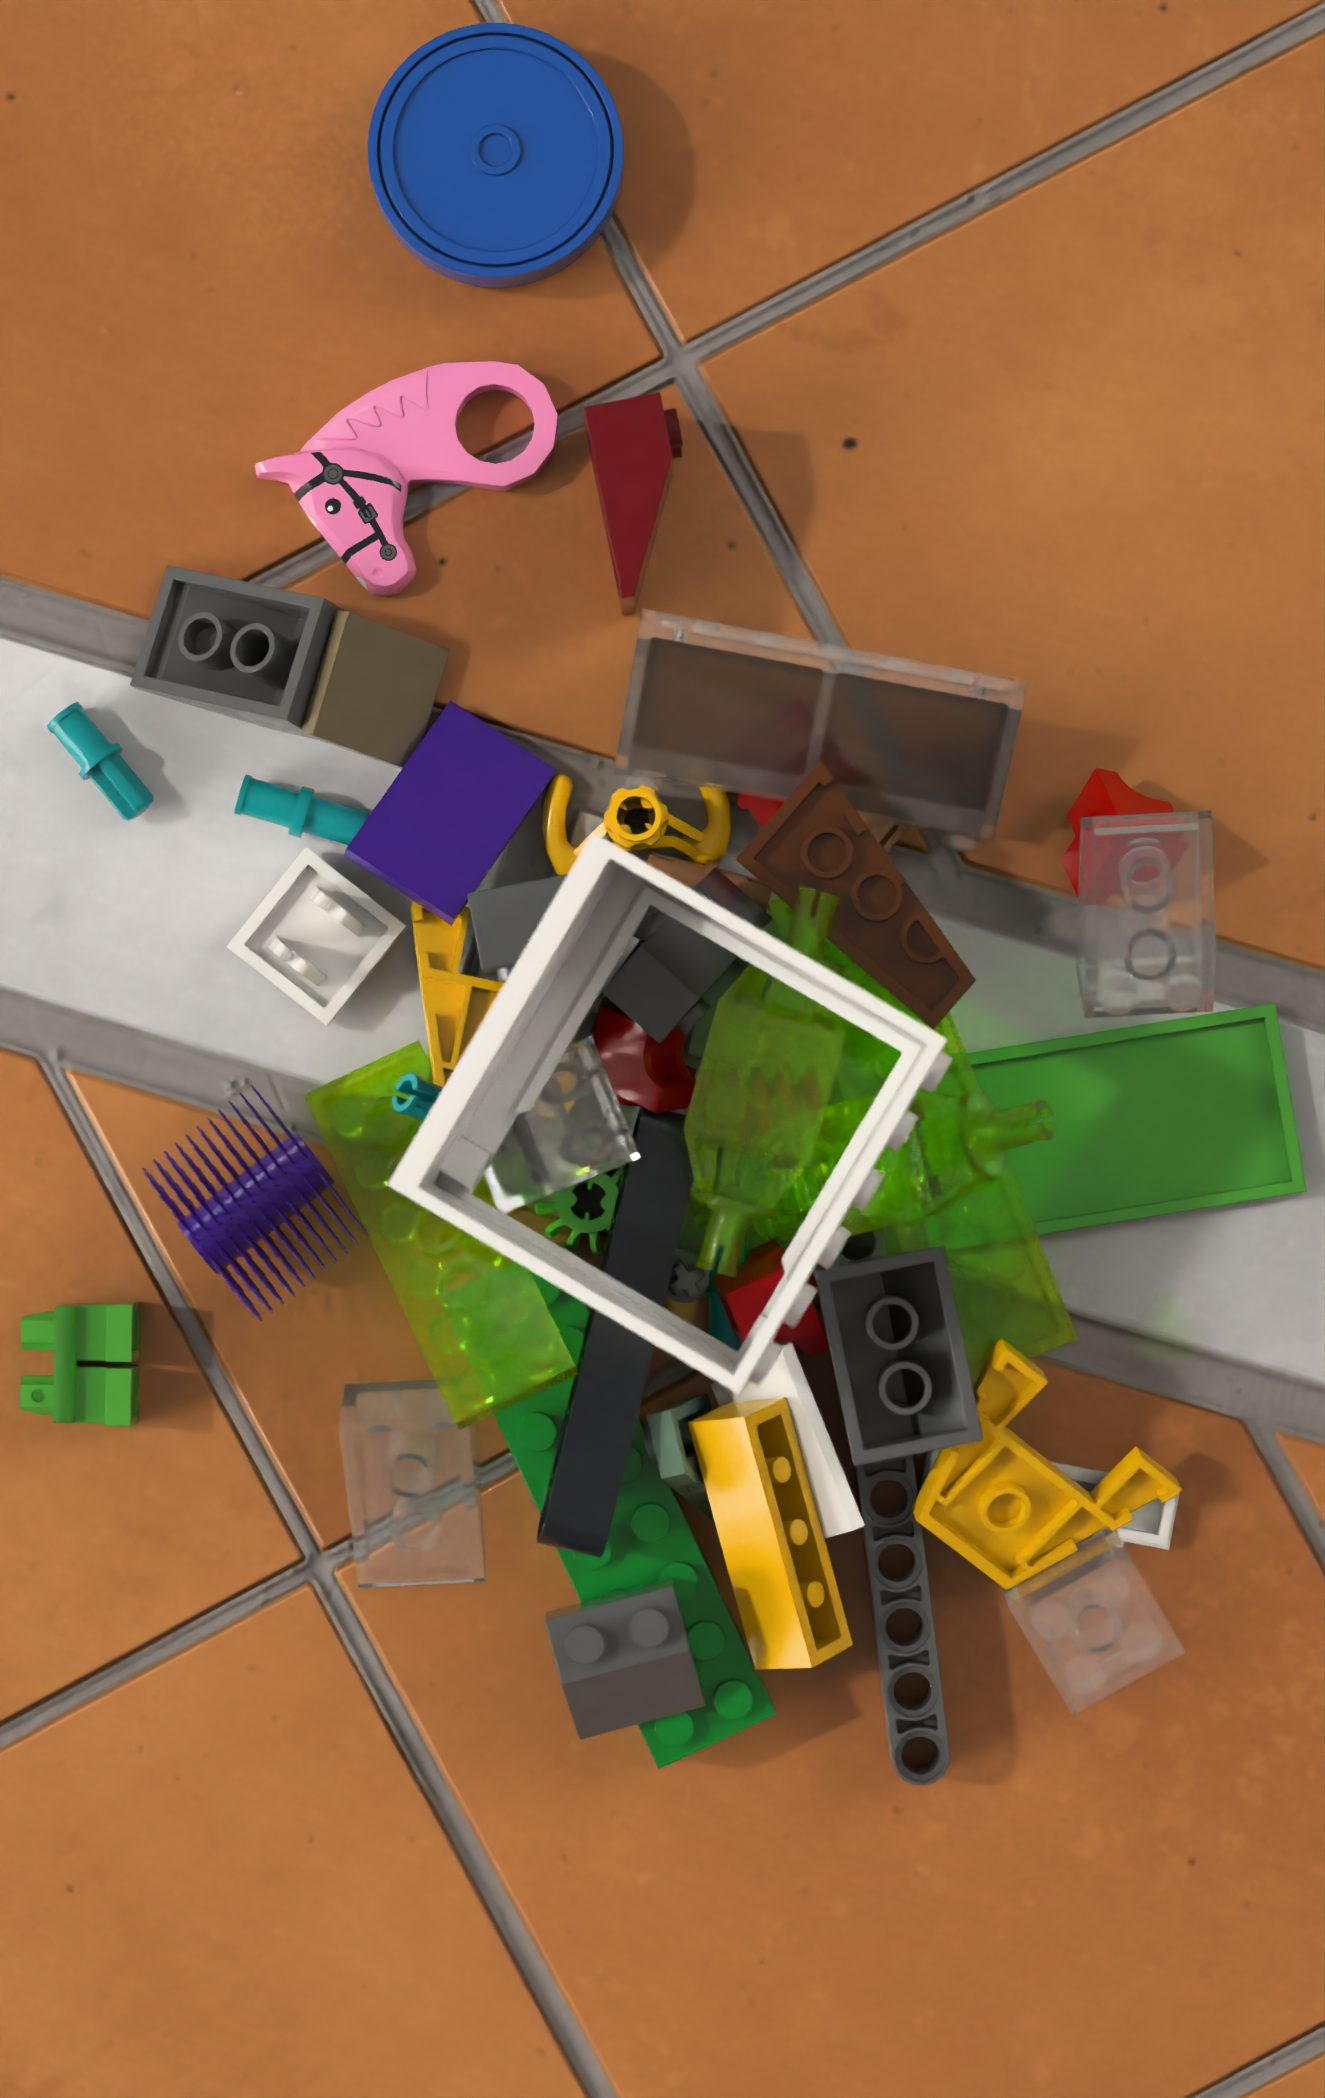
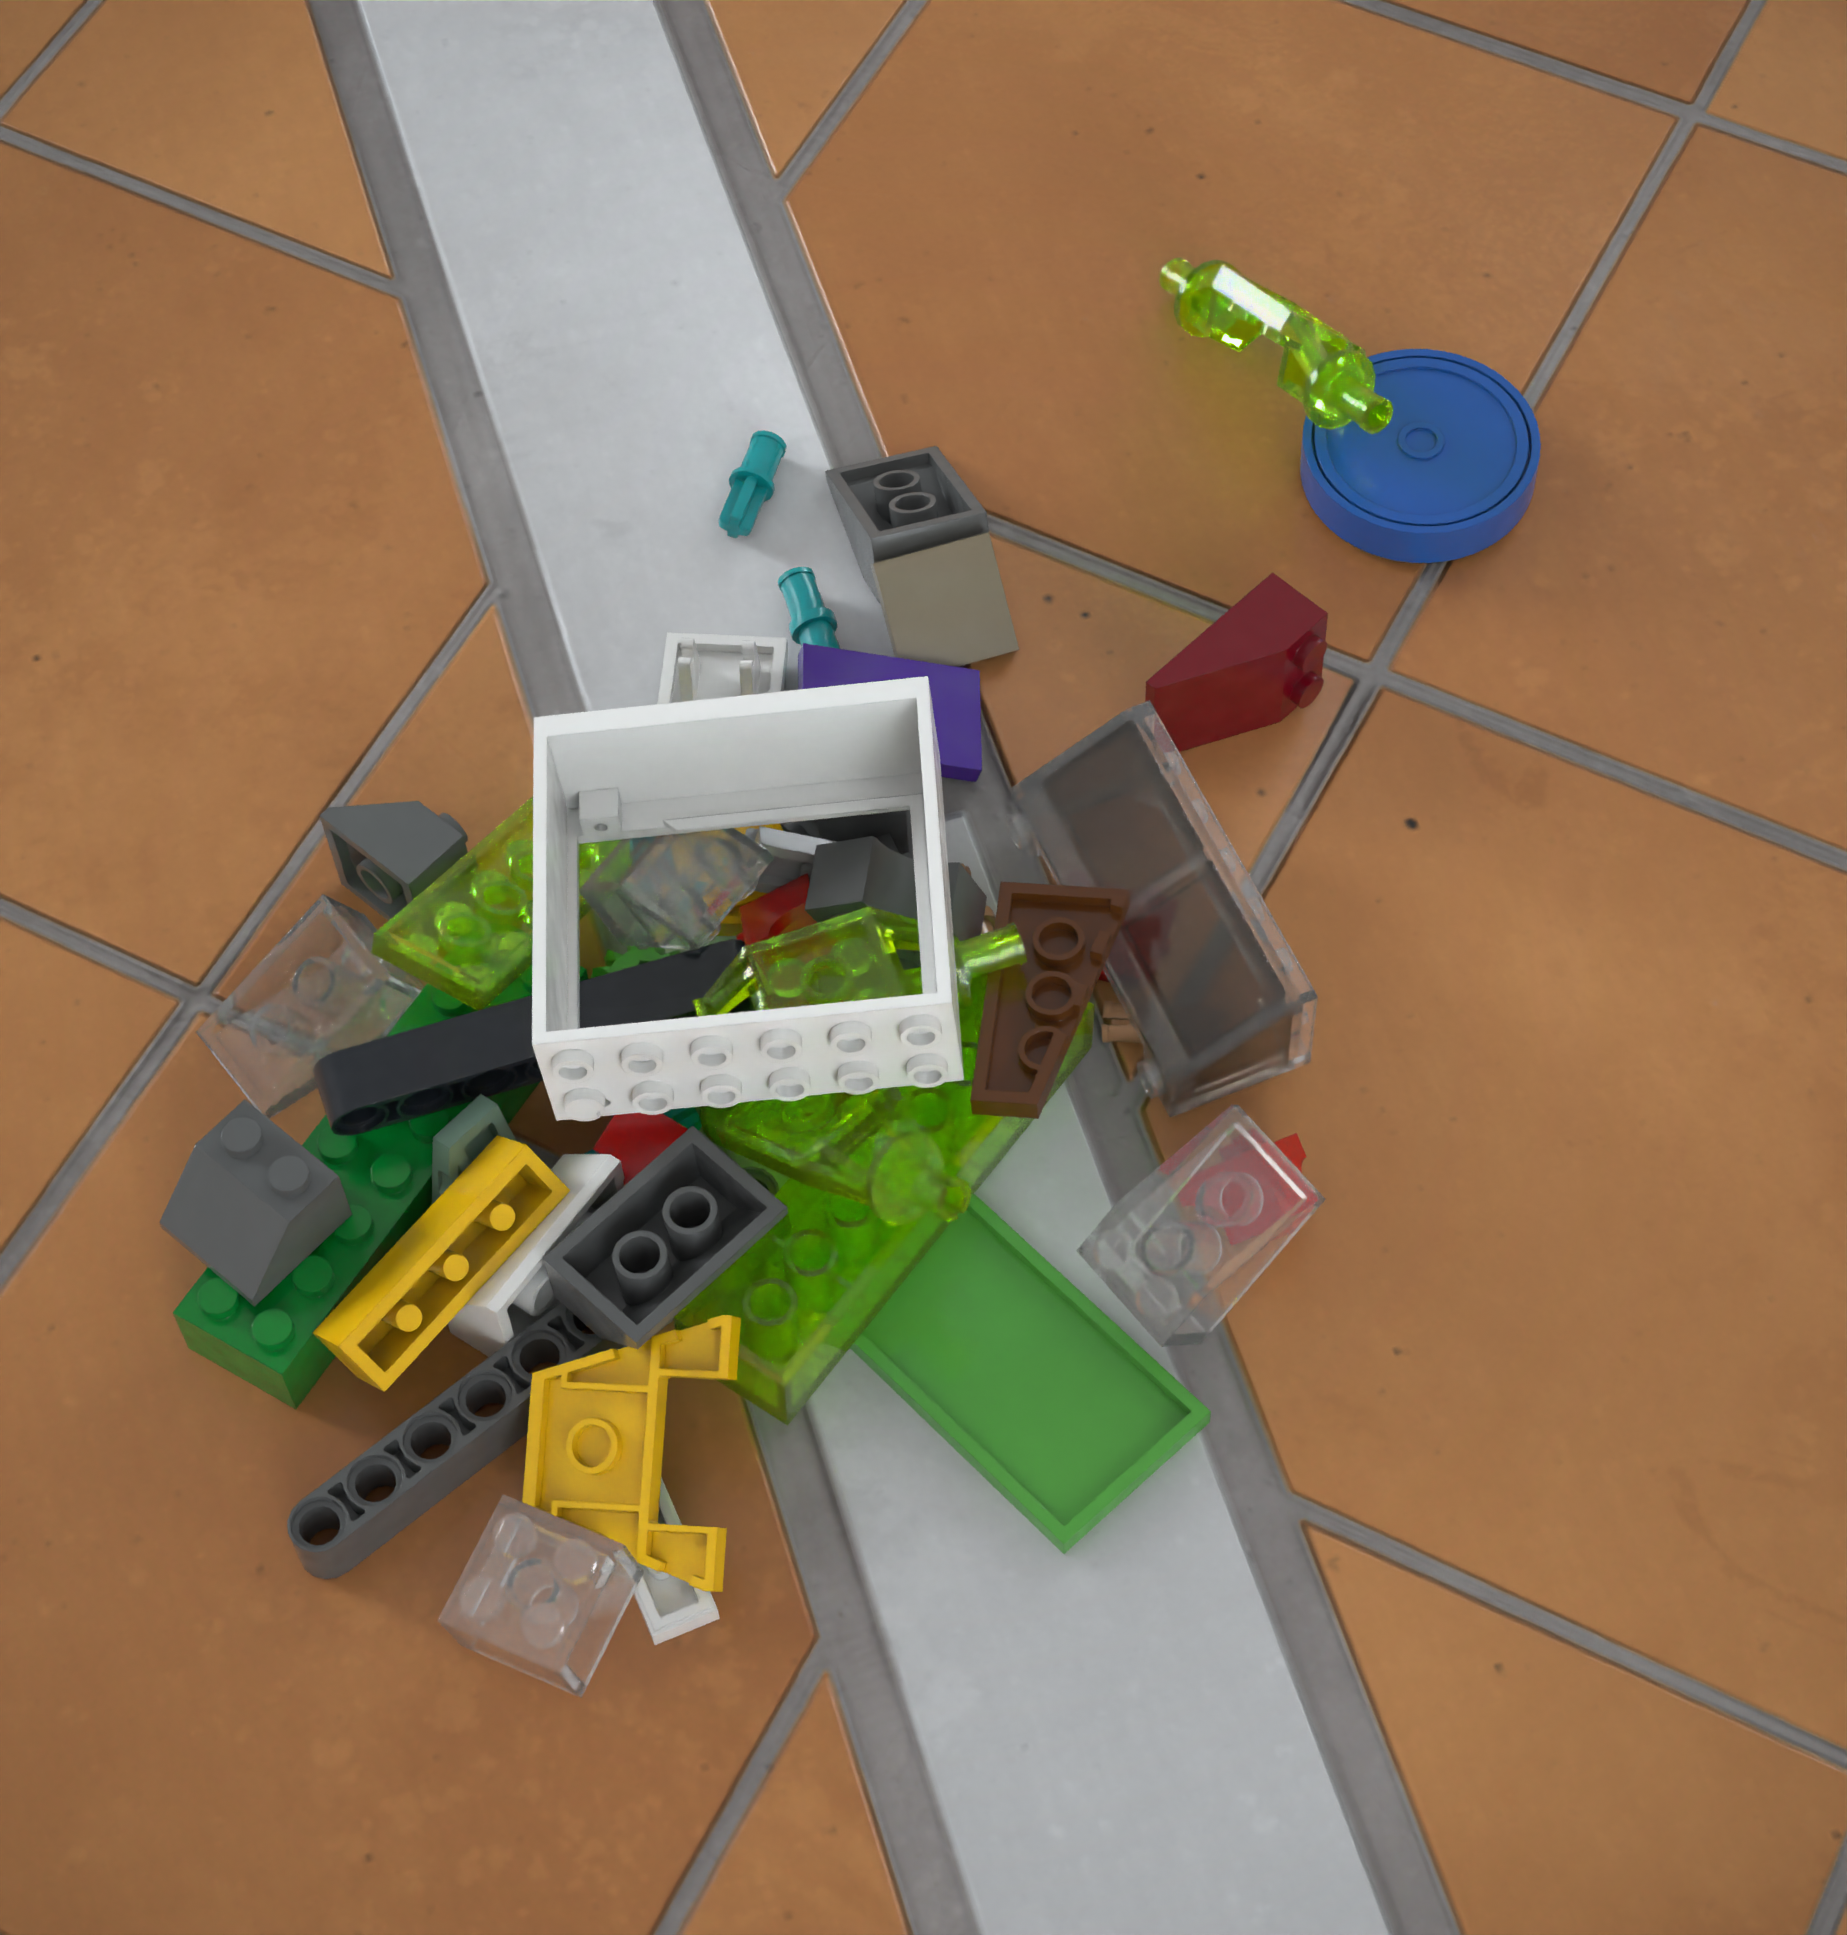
camera: 65 degrees right, 30 degrees down
(78, 1390) = (262, 732): bright green hips -> none
(253, 1205) = (466, 736): dark purple piece -> none
(307, 179) = (1317, 361): none -> clear neon green plate
(340, 1328) = (391, 850): none -> dark grey slope
(365, 458) = (1136, 522): bright pink animal -> none
(697, 845) = (981, 834): yellow piece -> none

